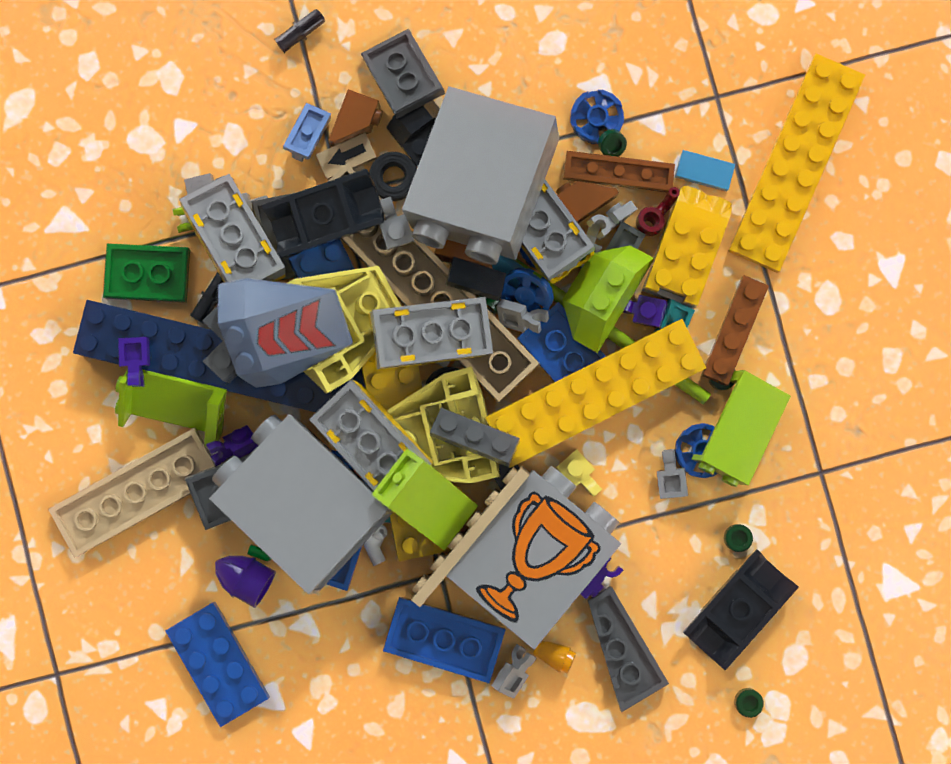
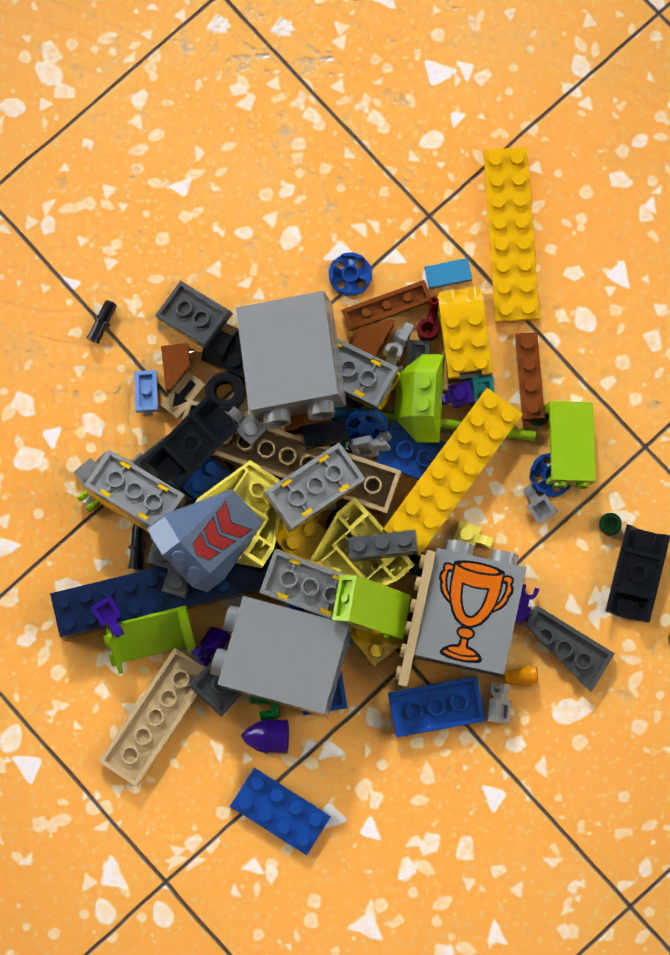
camera: 25 degrees left, 5 degrees down
(146, 273) = (80, 554): green tile -> none
(373, 545) = (349, 664): white arm -> none
(612, 143) = (371, 287): dark green tile -> none

